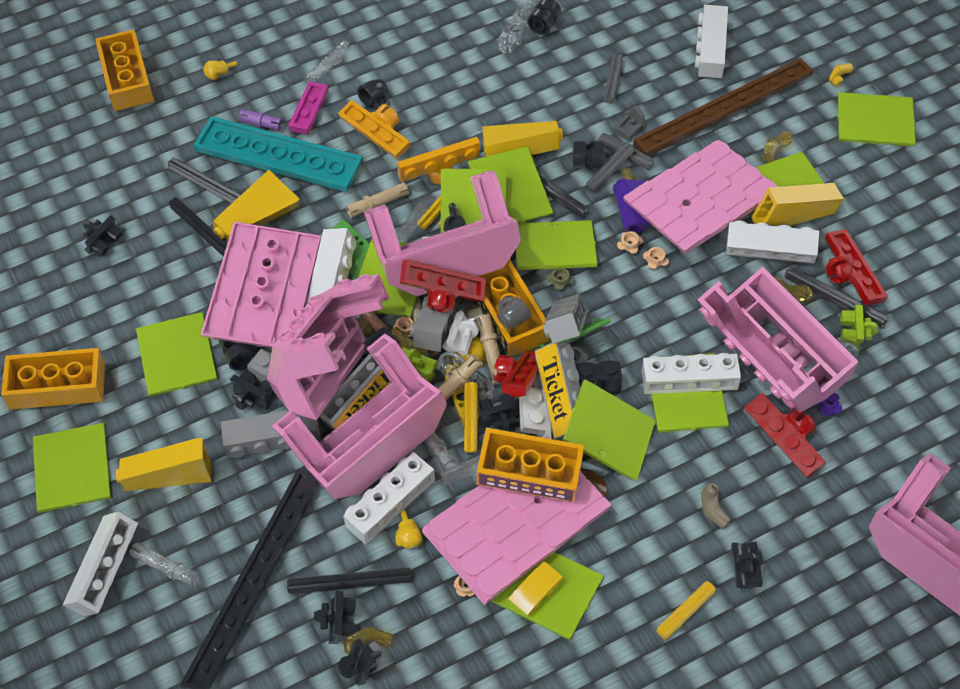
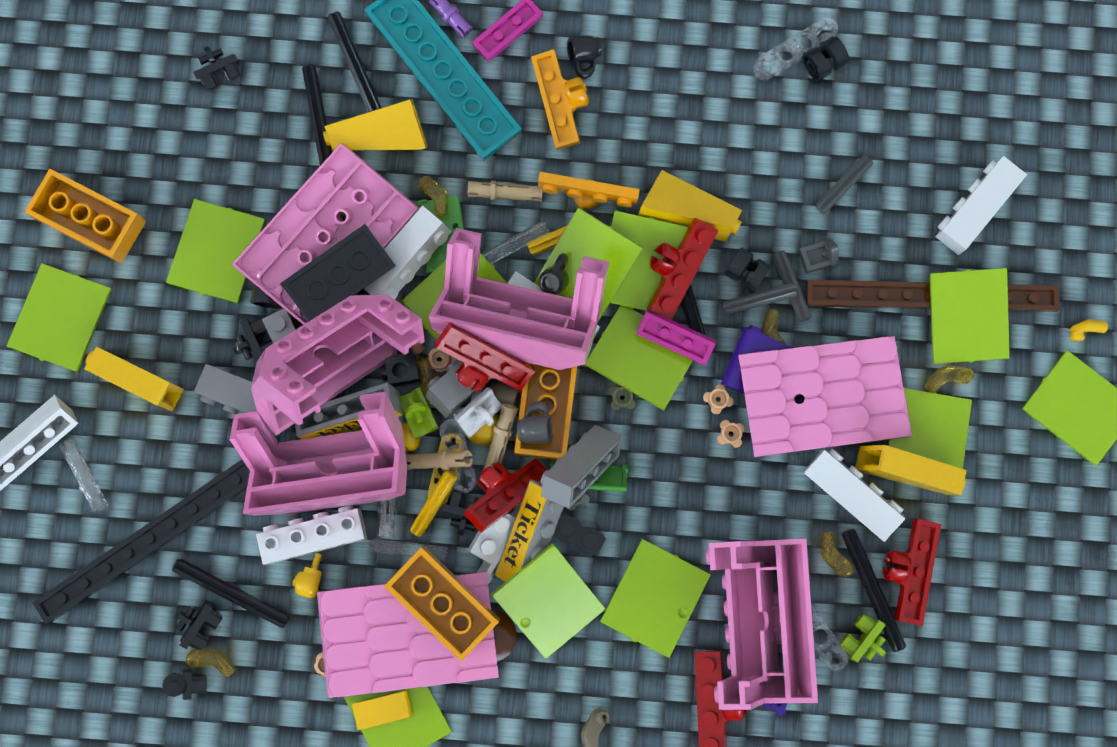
camera: 30 degrees right, 25 degrees up
(288, 294) = (338, 273): none -> black plate
(317, 224) = (437, 193): none -> clear yellow arm
(539, 172) = (679, 267): none -> red plate
(570, 217) = (676, 337): none -> dark pink plate
(690, 373) = (668, 588): white brick -> none
(758, 103) = (969, 315): none -> lime piece

